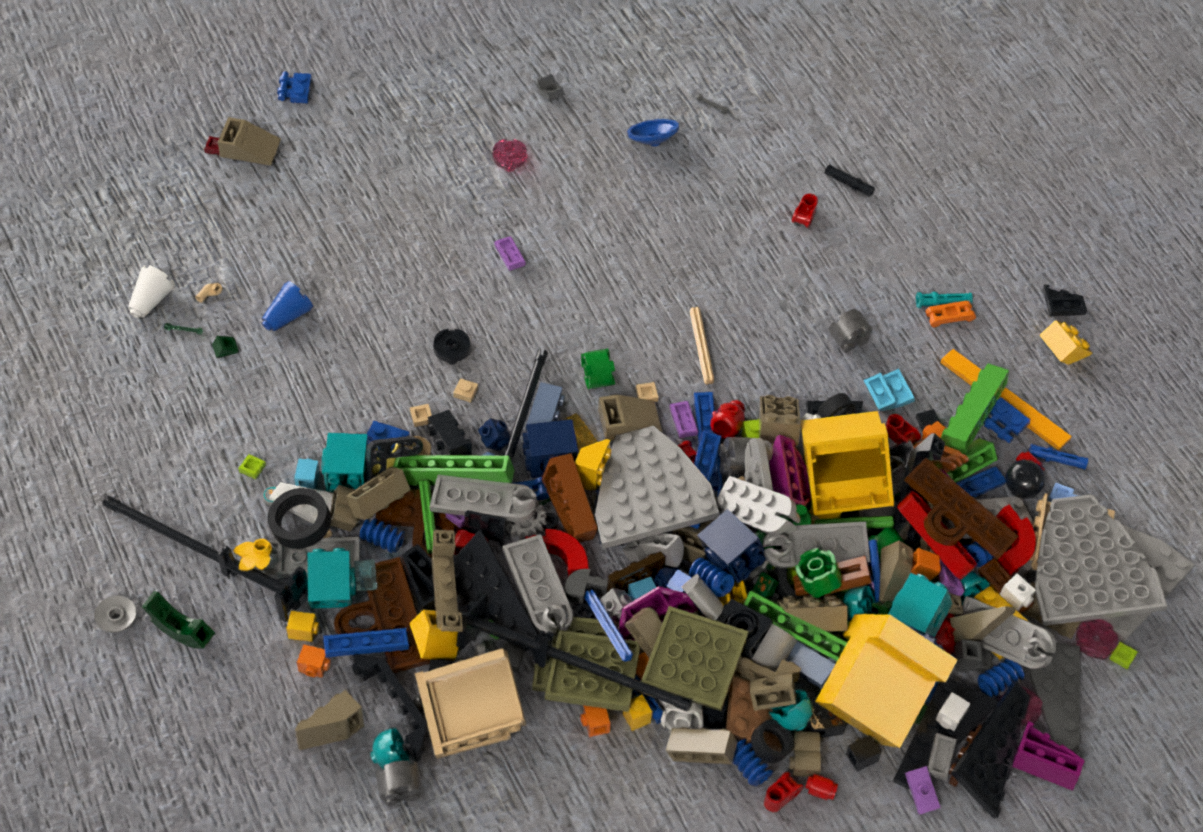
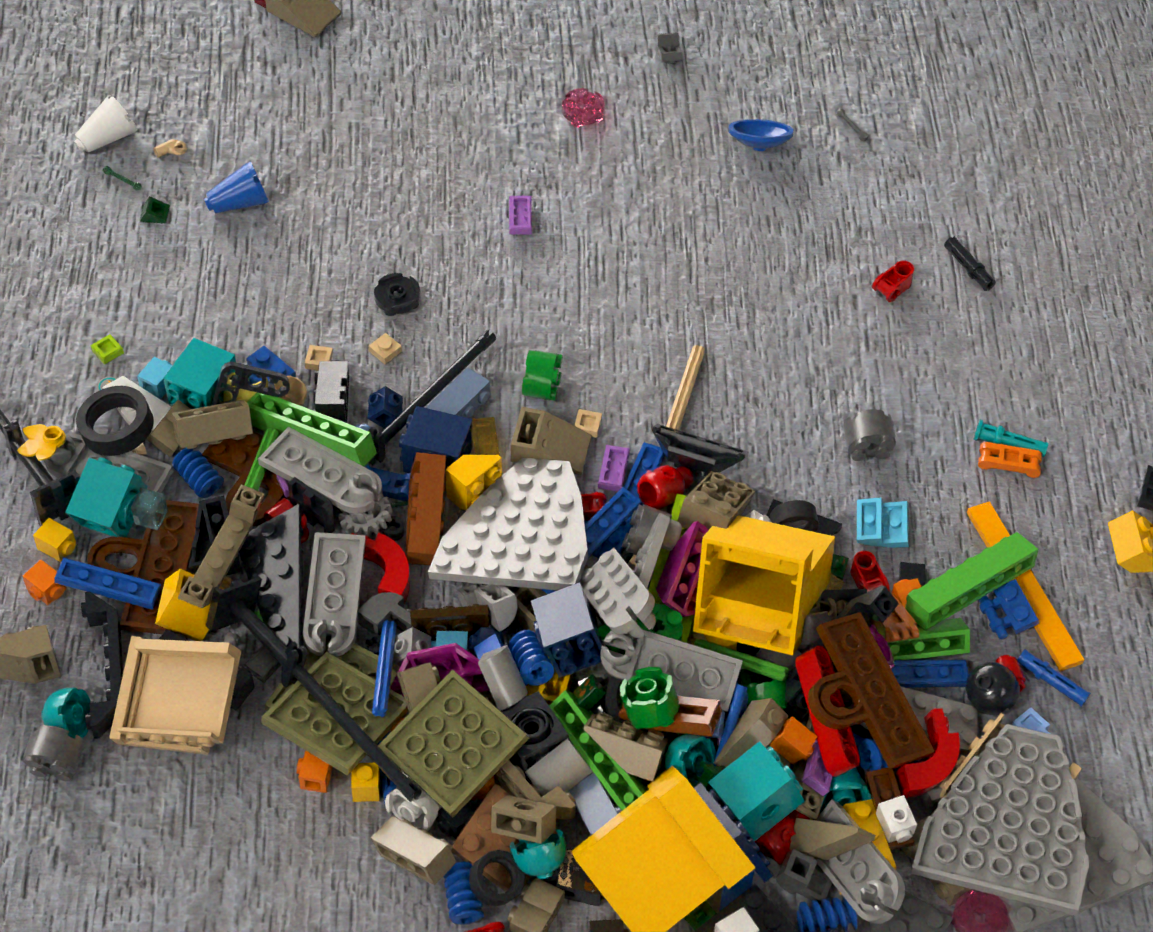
camera: 25 degrees right, 0 degrees up
(739, 386) = (695, 451): none -> black wedge

